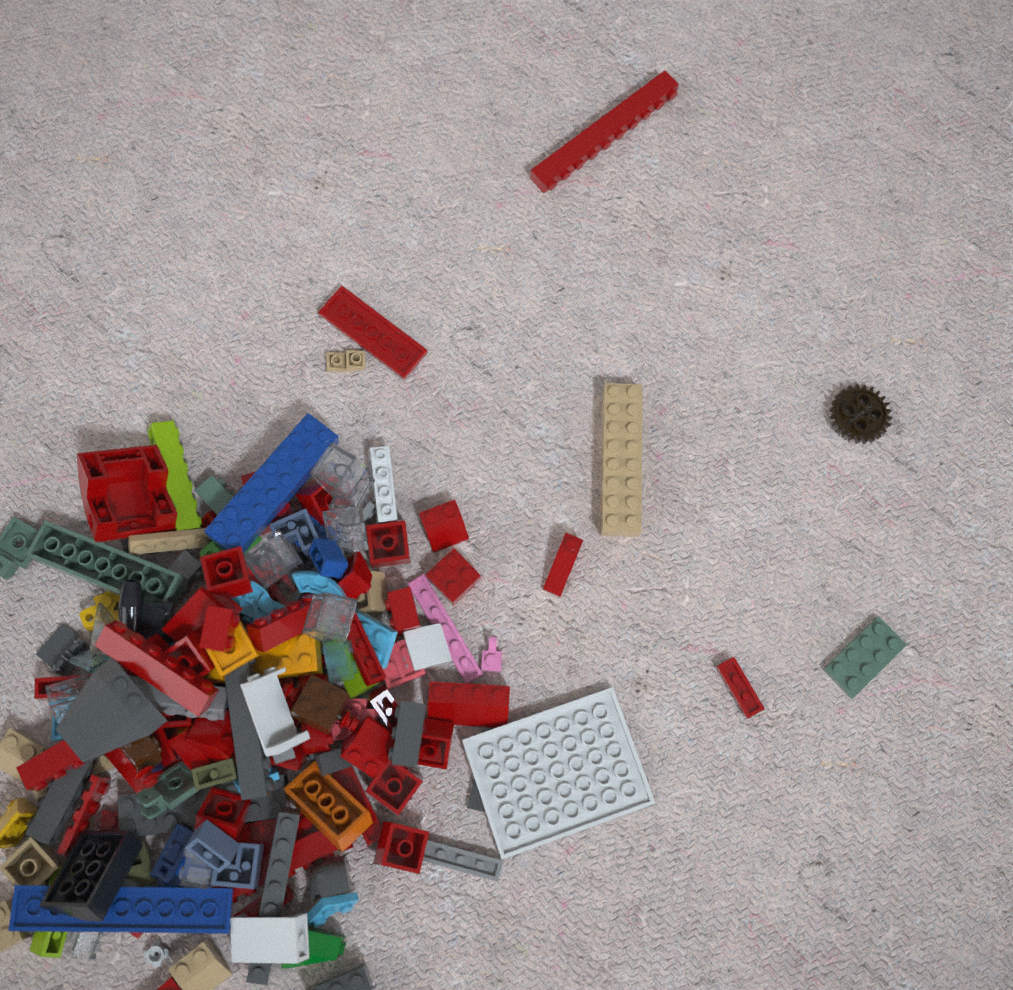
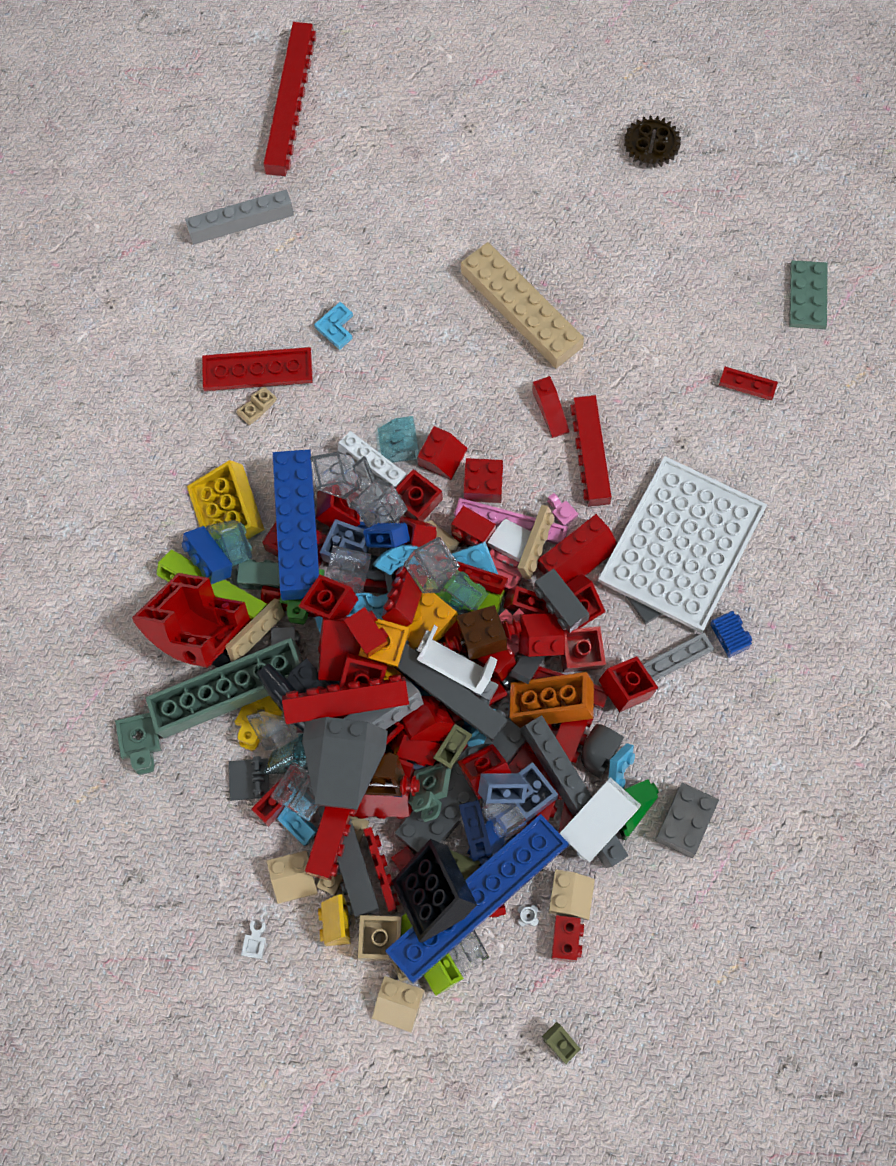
camera: 35 degrees left, 5 degrees down
(191, 449) = (206, 555): none -> blue brick
(217, 455) = (232, 540): none -> clear light blue slope
(246, 421) = (225, 497): none -> yellow slope
(422, 485) = (399, 440): none -> clear light blue slope
(436, 668) = (535, 542): none -> tan plate
(462, 344) = (331, 325): none -> medium azure plate
(474, 197) = (239, 217): none -> light grey brick
(523, 881) = (731, 633): none -> blue brick
(560, 629) = (591, 449): none -> red brick

